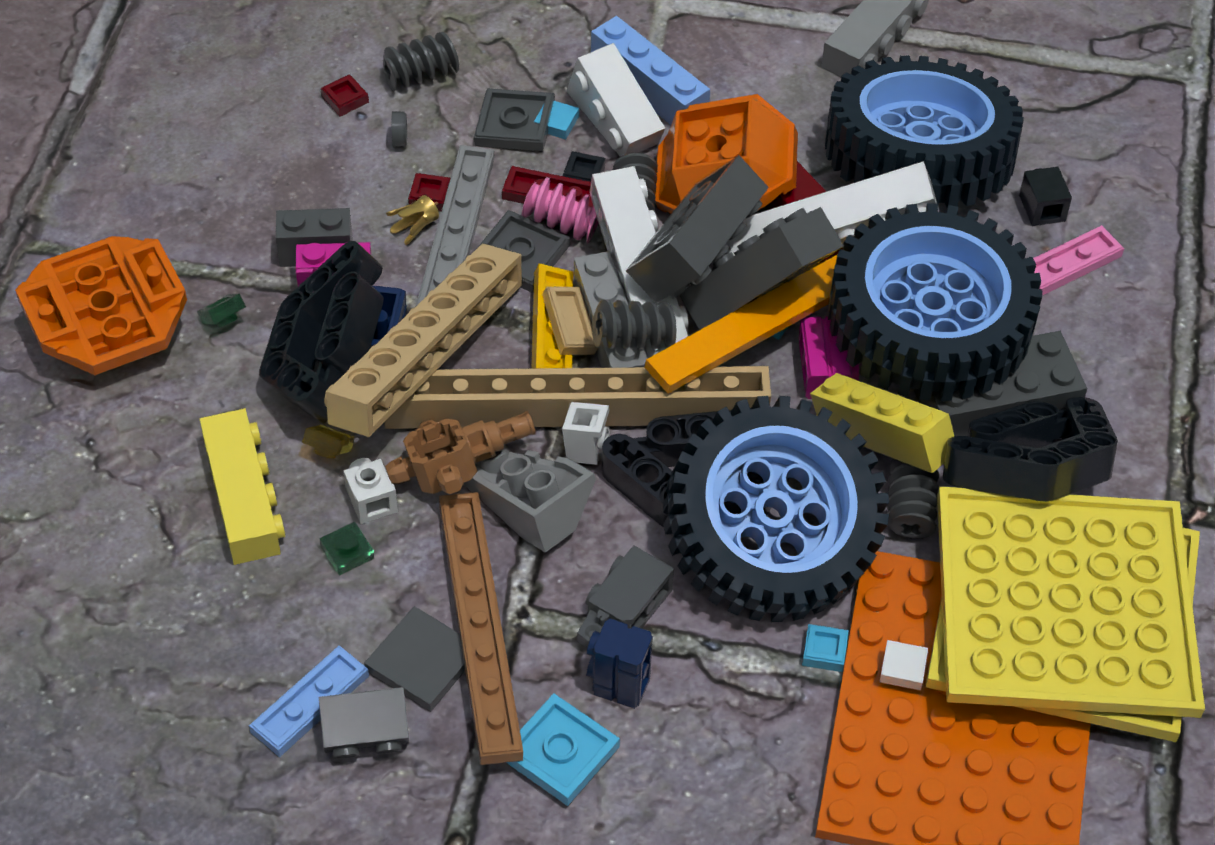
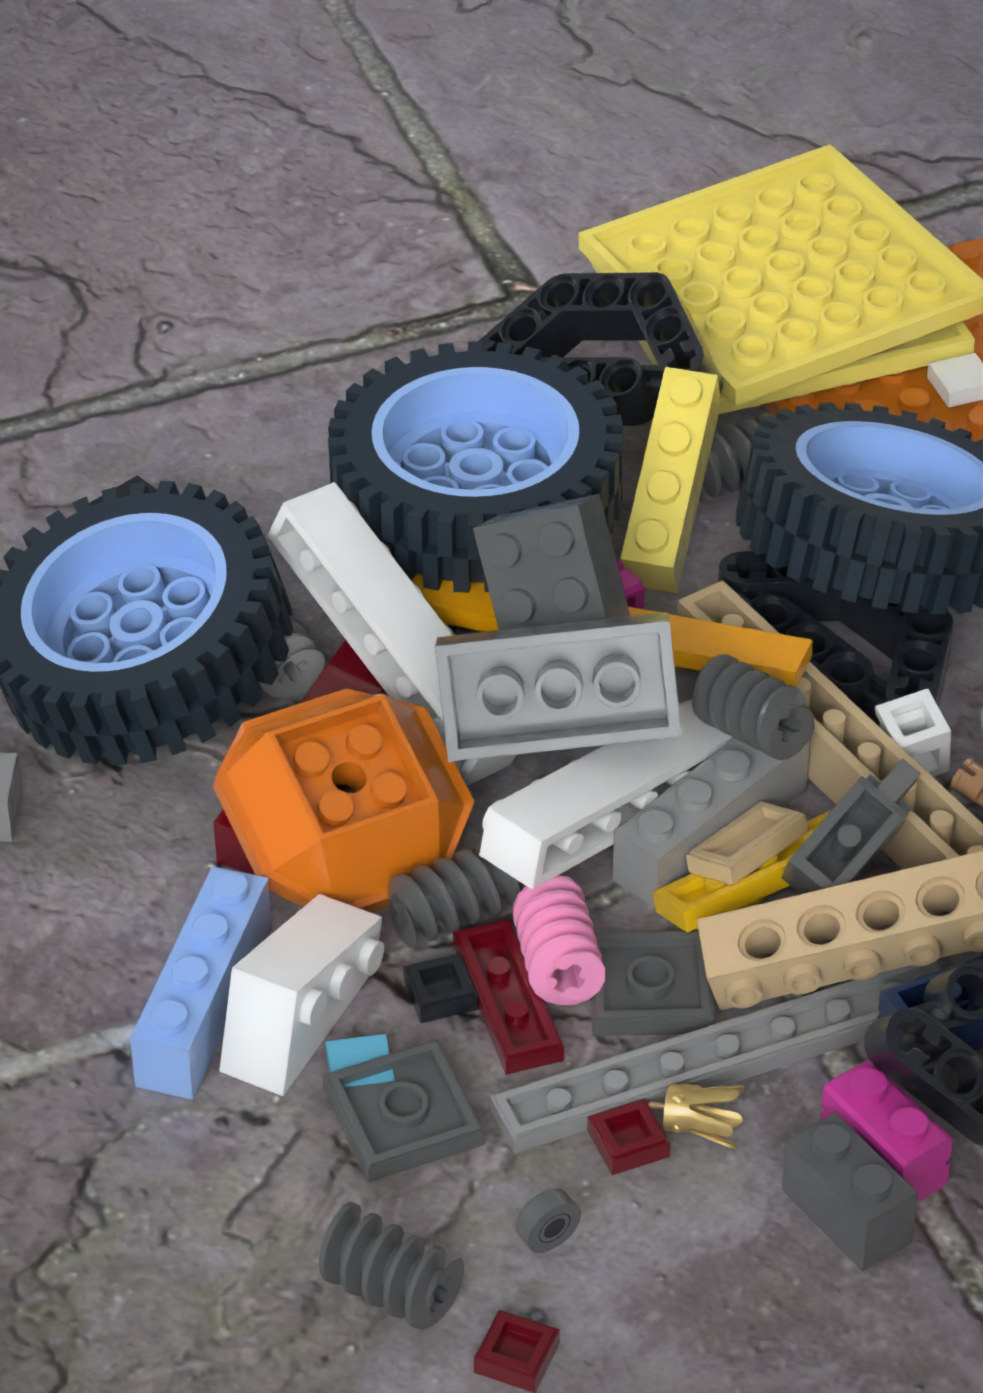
camera: 120 degrees left, 10 degrees down
(515, 332) = (853, 832): none -> dark grey hinge
(1076, 258) = (252, 488): bright pink tile -> none

